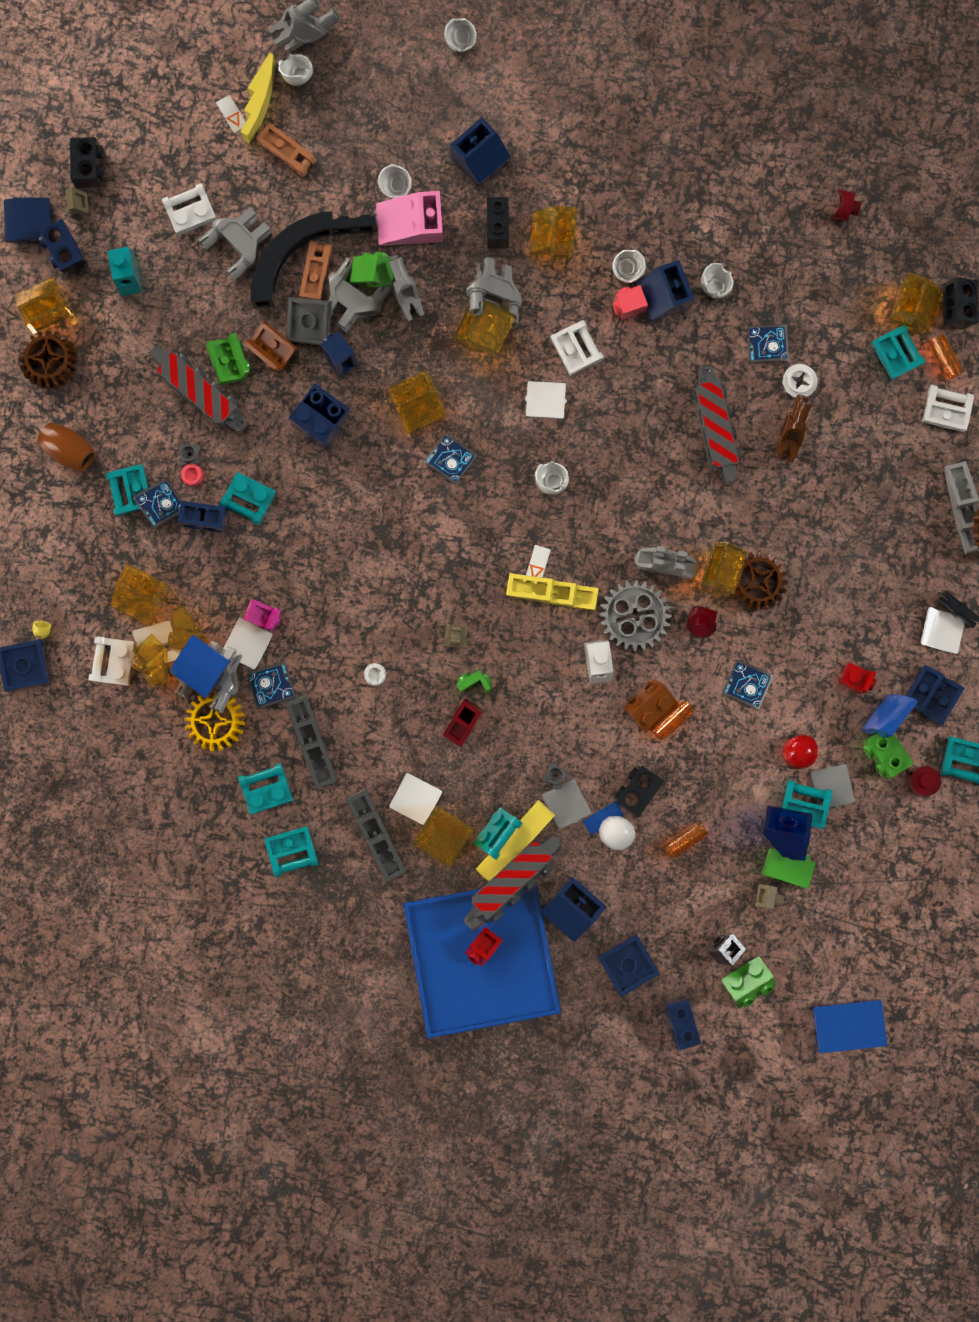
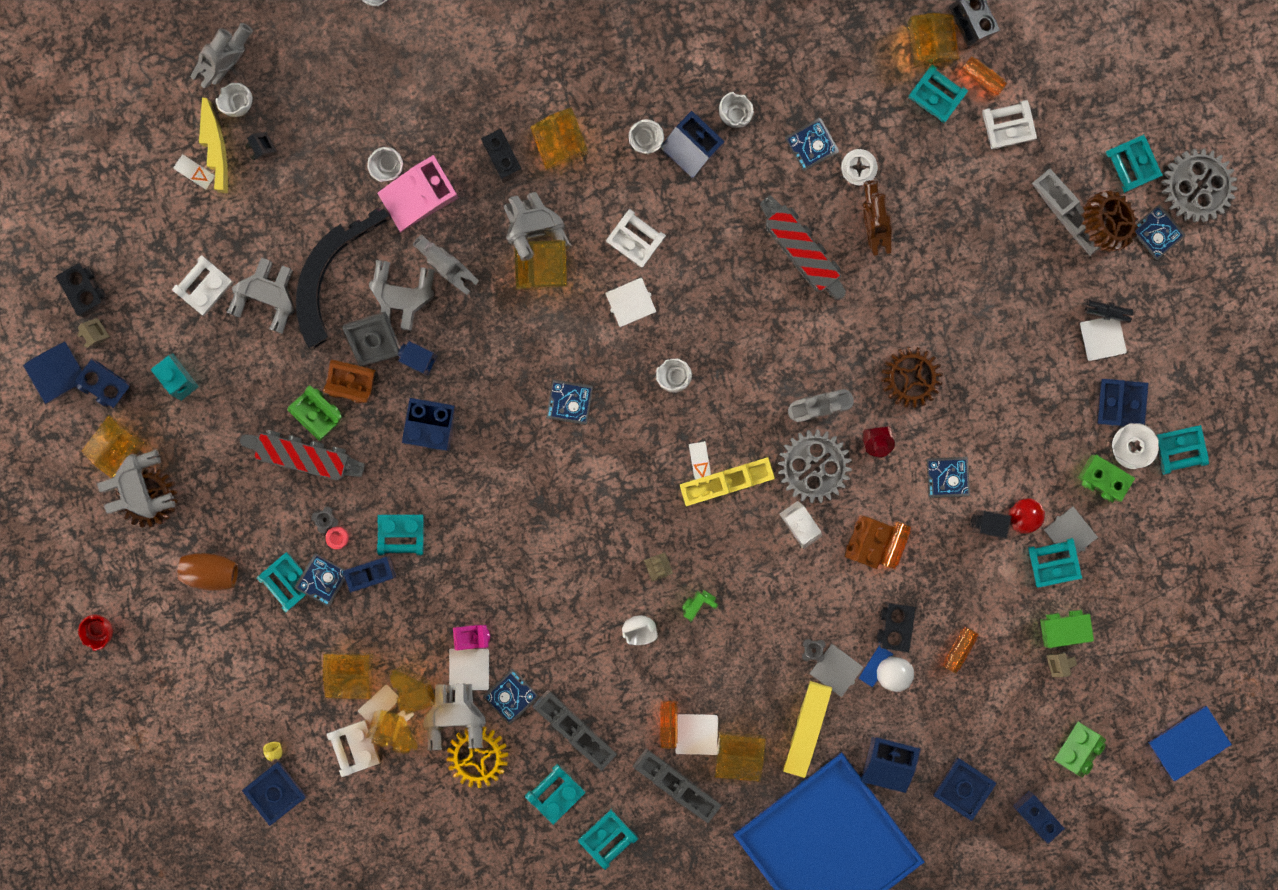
camera: 25 degrees left, 5 degrees up
(39, 342) = (133, 488): none -> light grey connector
(199, 666) = (440, 716): blue slope -> none
(286, 149) = (264, 182): nougat plate -> none
(299, 117) = (261, 145): none -> black tile
(315, 271) = (353, 287): nougat plate -> none
(372, 270) = (408, 262): bright green brick -> none
(375, 674) = (601, 639): white tile -> none
(395, 777) = (668, 724): none -> clear orange piece
(411, 682) = (639, 630): none -> white hair
(416, 401) = (512, 366): clear yellow slope -> none
(463, 722) = (706, 644): dark red brick -> none
(479, 151) = (451, 95): dark blue slope -> none
(483, 947) = (826, 839): red bracket -> none
(497, 832) = (787, 730): teal plate -> none
(511, 882) = (822, 769): dark grey hinge -> none
(630, 302) = (663, 171): coral brick -> none
(723, 568) = (876, 384): clear yellow slope -> none
(723, 946) = (1041, 730): black brick -> none
(765, 740) = (990, 524): none -> black brick
(788, 831) = (1051, 598): clear blue slope -> none
(858, 678) = (1046, 422): red bracket -> none
(889, 715) = (1092, 444): blue slope -> none
(924, 749) = (1139, 458): none -> white plate
(924, 781) = (1152, 487): dark red piece -> none

